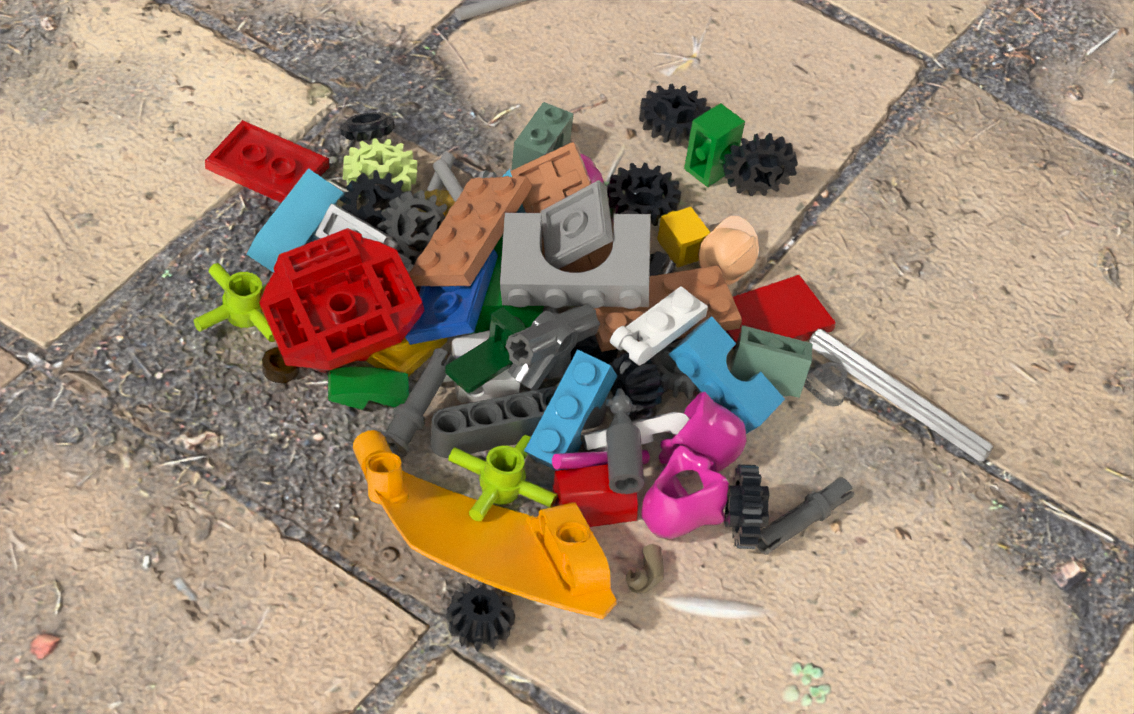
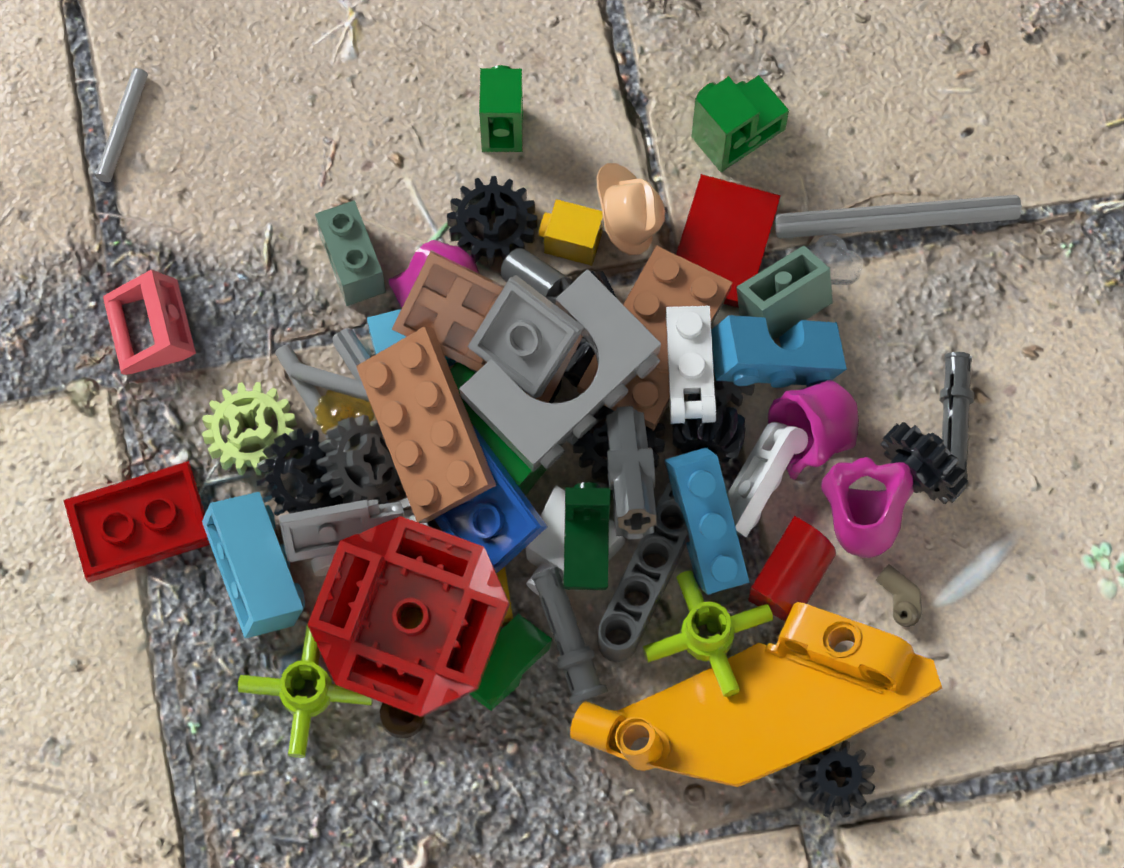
camera: 40 degrees left, 20 degrees up
(367, 126) = (176, 384): black gear -> none
(401, 93) = (166, 319): none -> coral tile
(586, 459) = (765, 537): dark pink bar -> none
(624, 447) = (784, 510): dark grey wheel -> none
(671, 112) = (418, 105): black gear -> none
(760, 164) = (562, 93): black gear -> none
(850, 265) = (736, 119): none -> green brick

